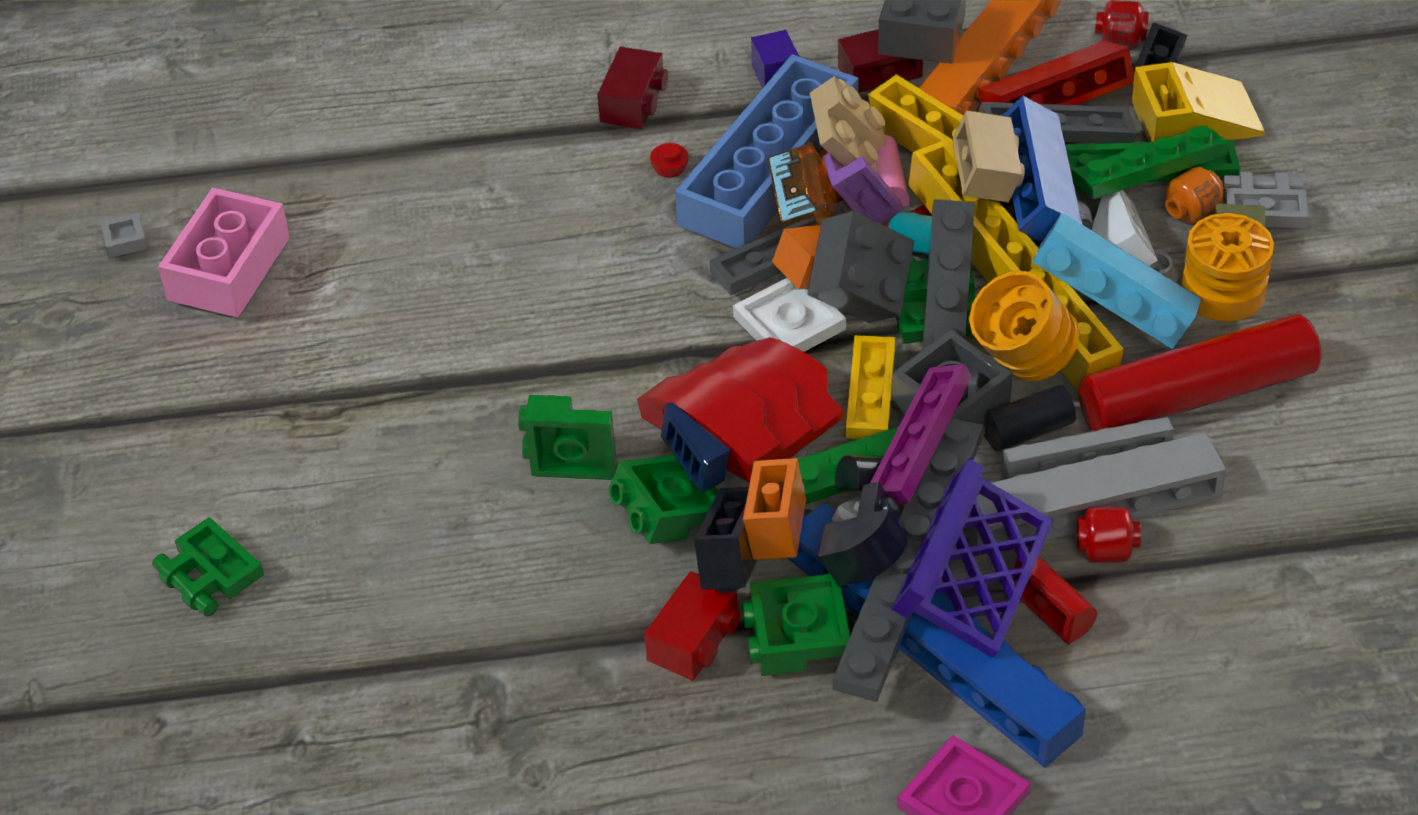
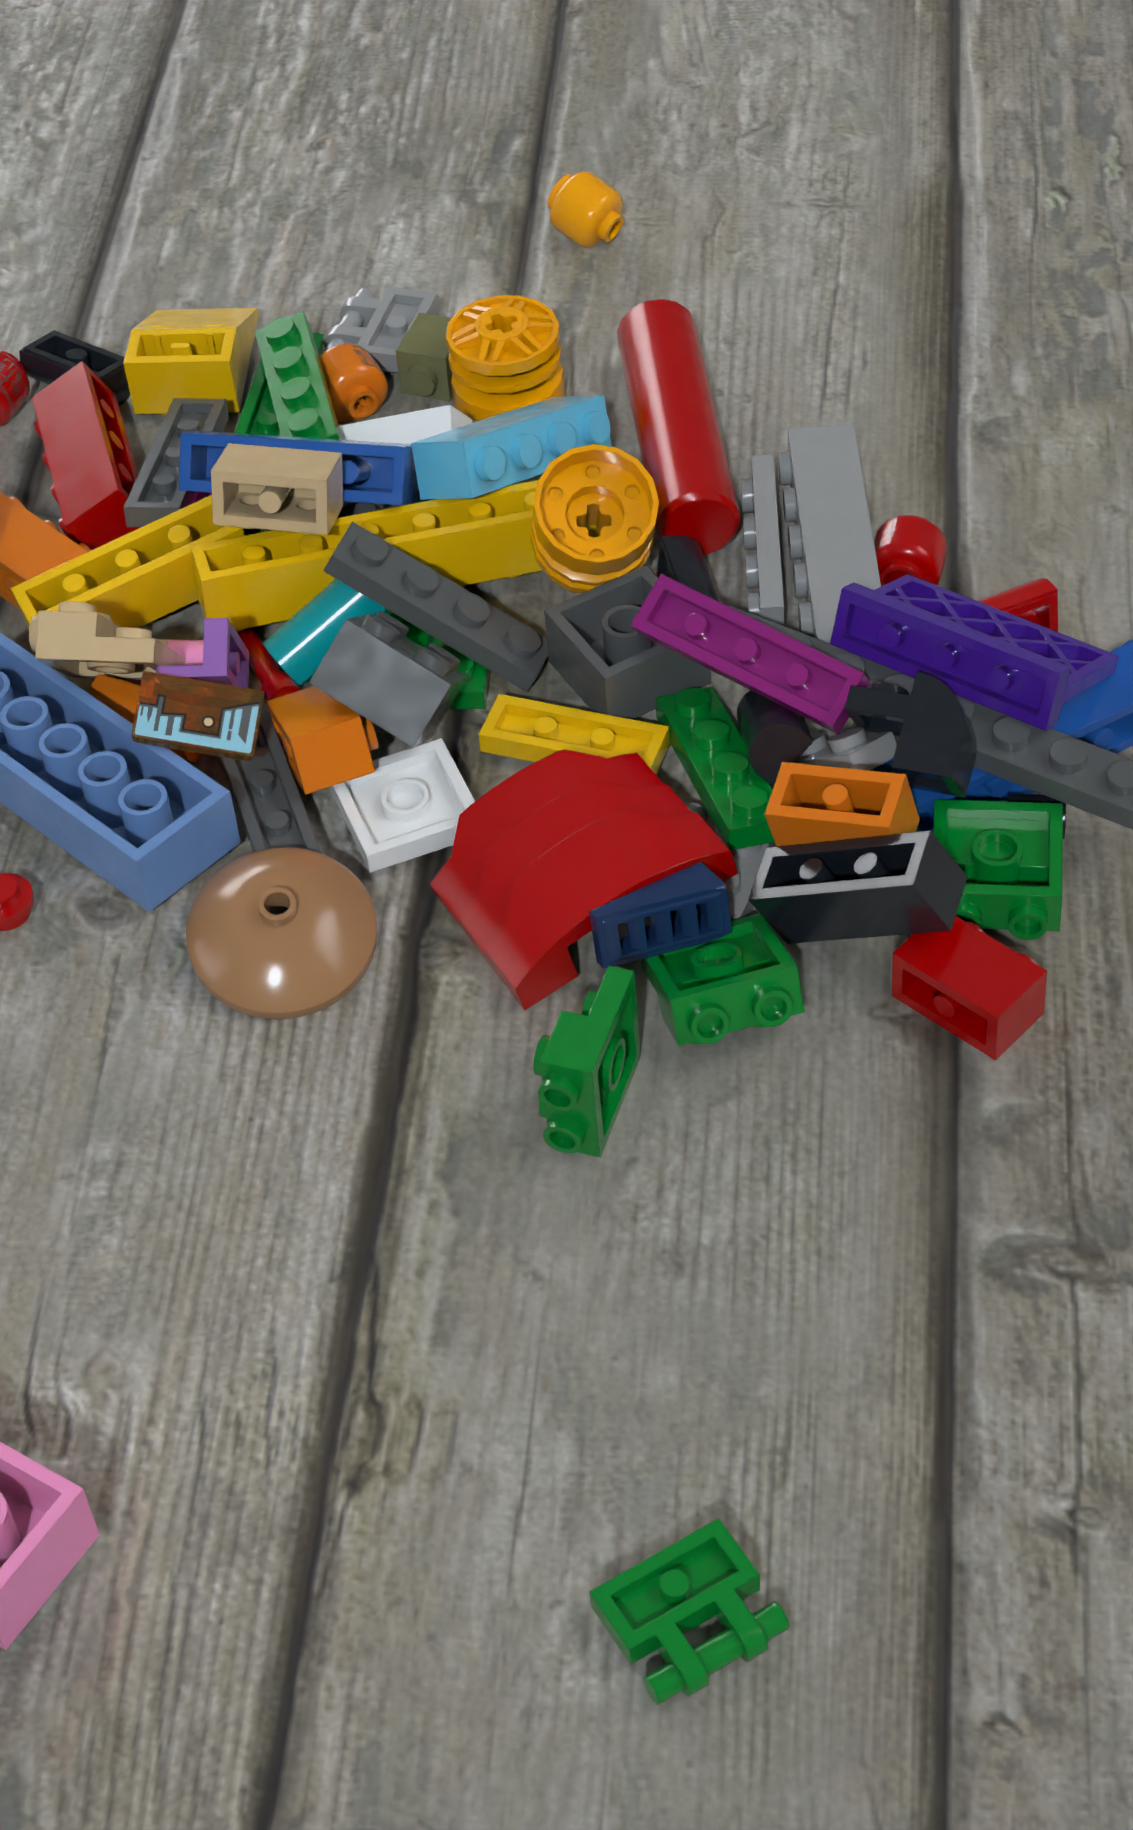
camera: 75 degrees left, 0 degrees up
(666, 285) = (287, 960): none -> medium nougat dish

